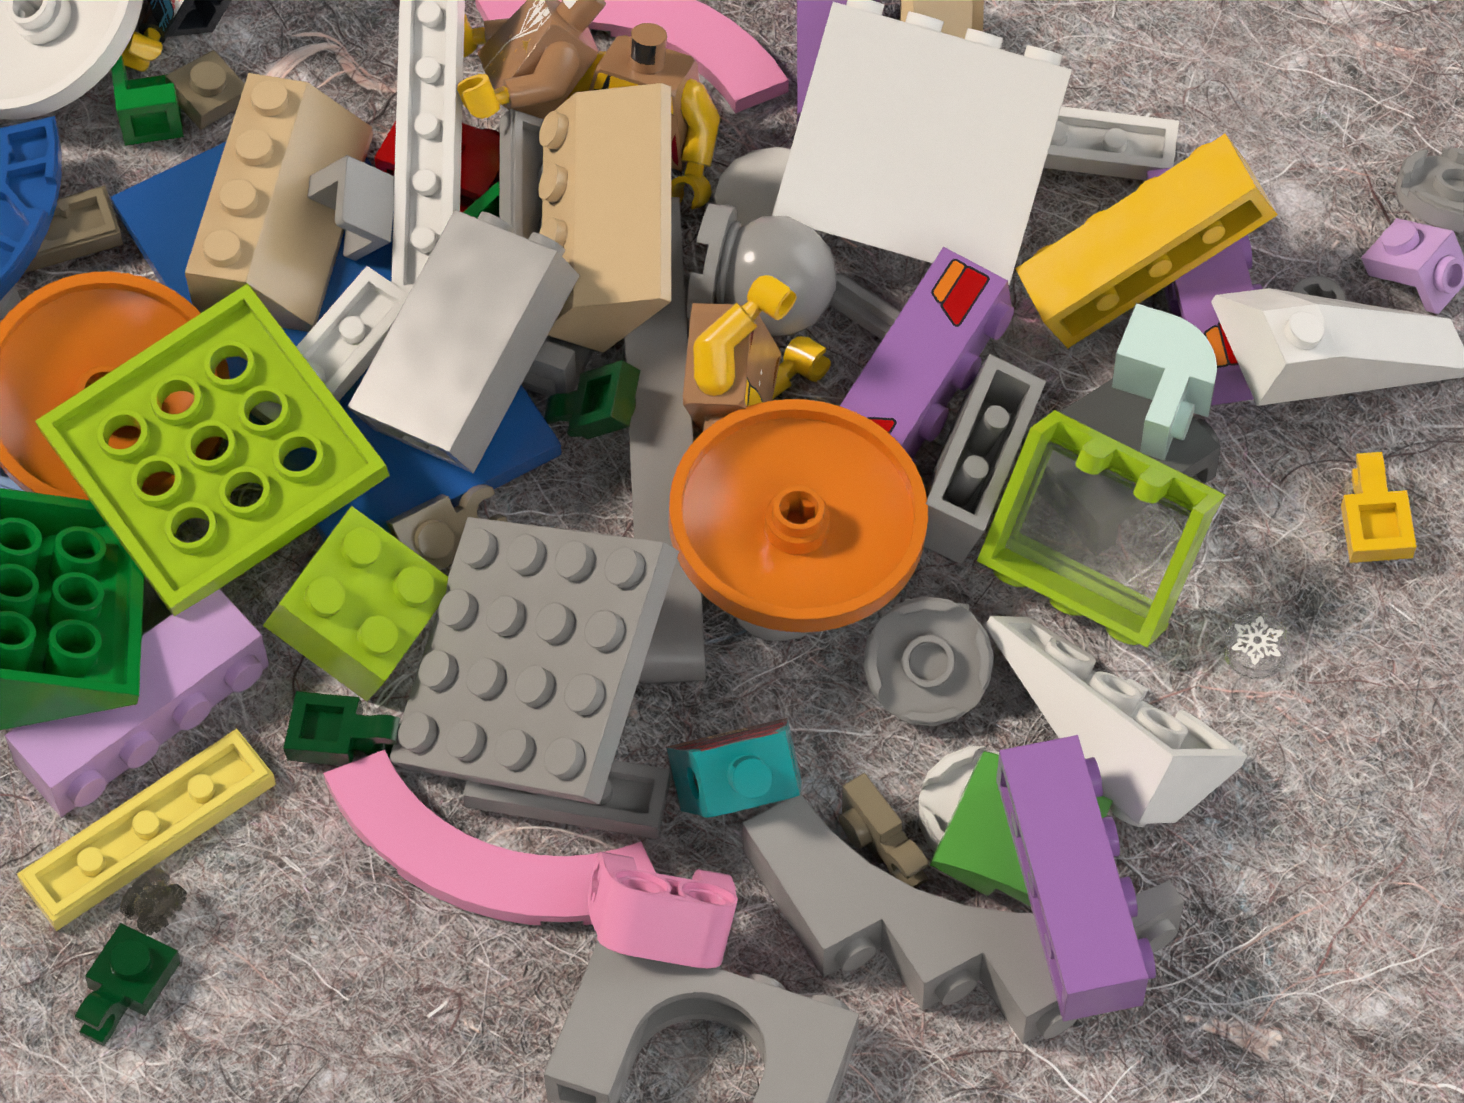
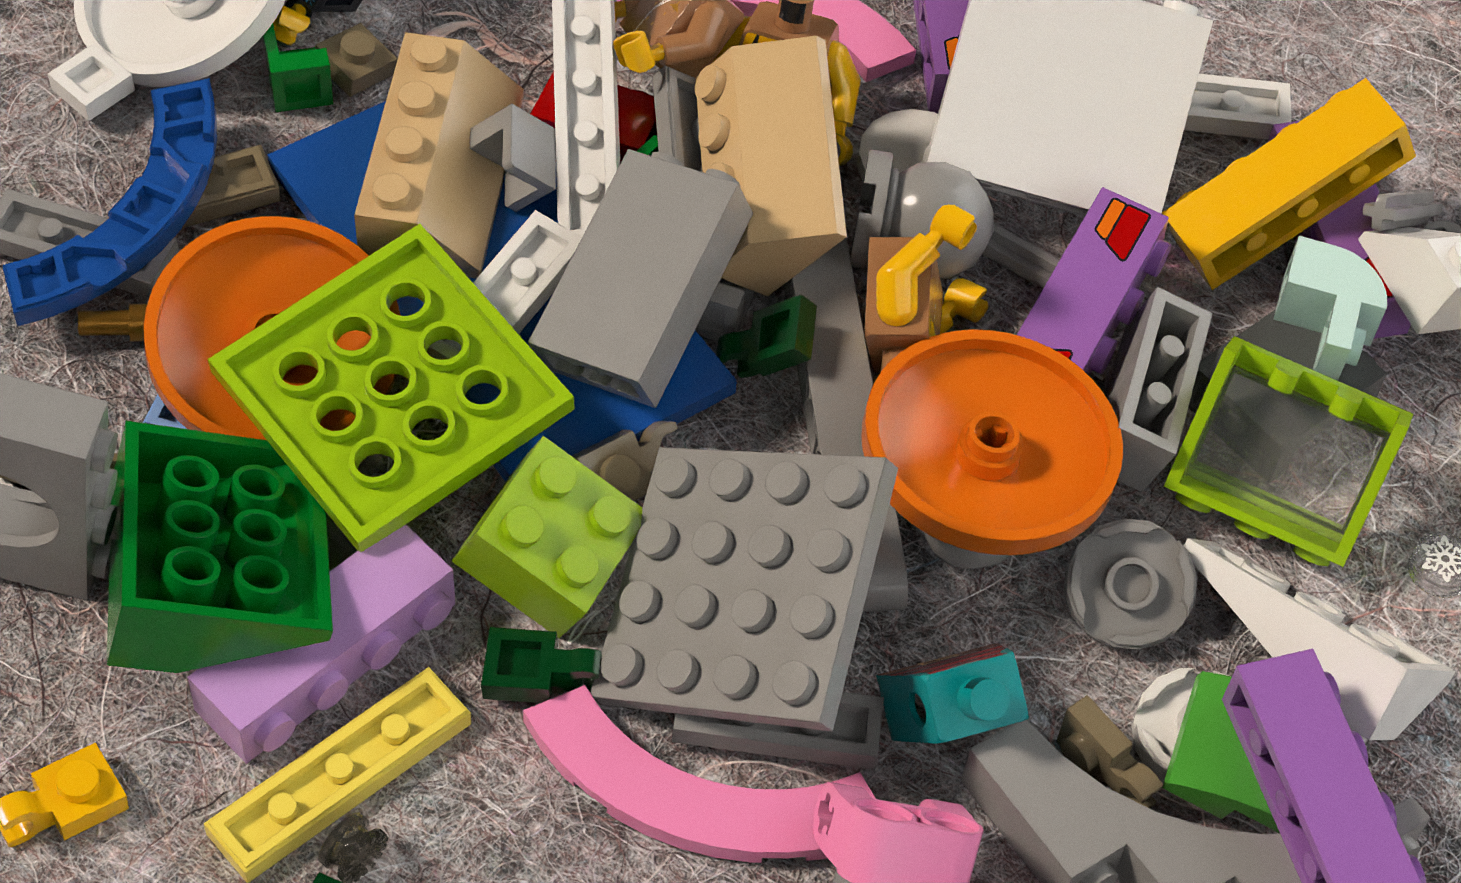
camera: 10 degrees left, 5 degrees down
(1266, 268) = (1402, 209): none -> light grey axle

